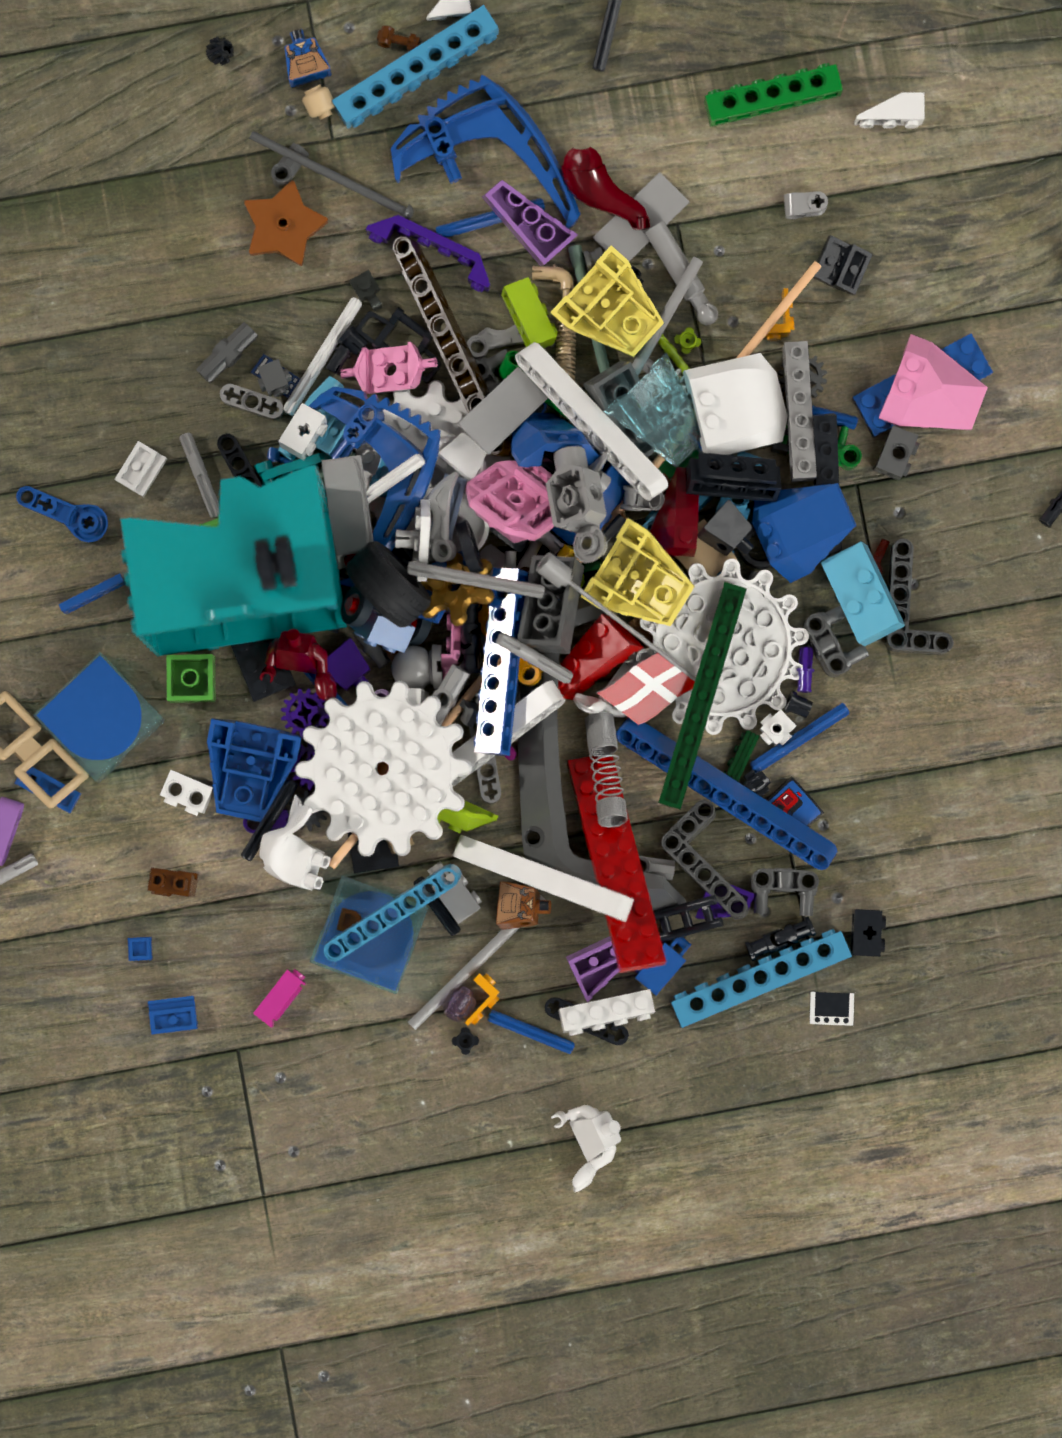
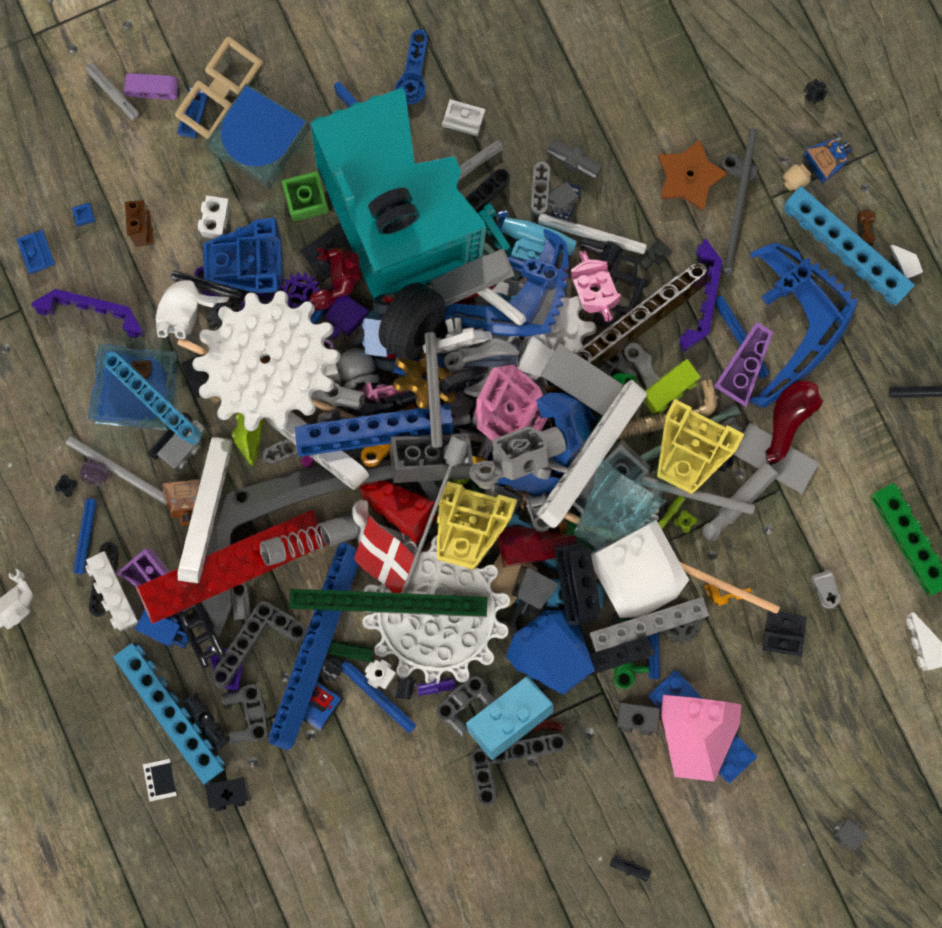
camera: 80 degrees right, 5 degrees down
(241, 1015) = (48, 303): none -> dark purple slope
(280, 997) = (67, 330): dark pink window -> none
(303, 420) = (533, 229): white brick -> none
(487, 985) = (114, 491): light orange bracket -> none
(534, 658) = (382, 454): light grey axle -> none

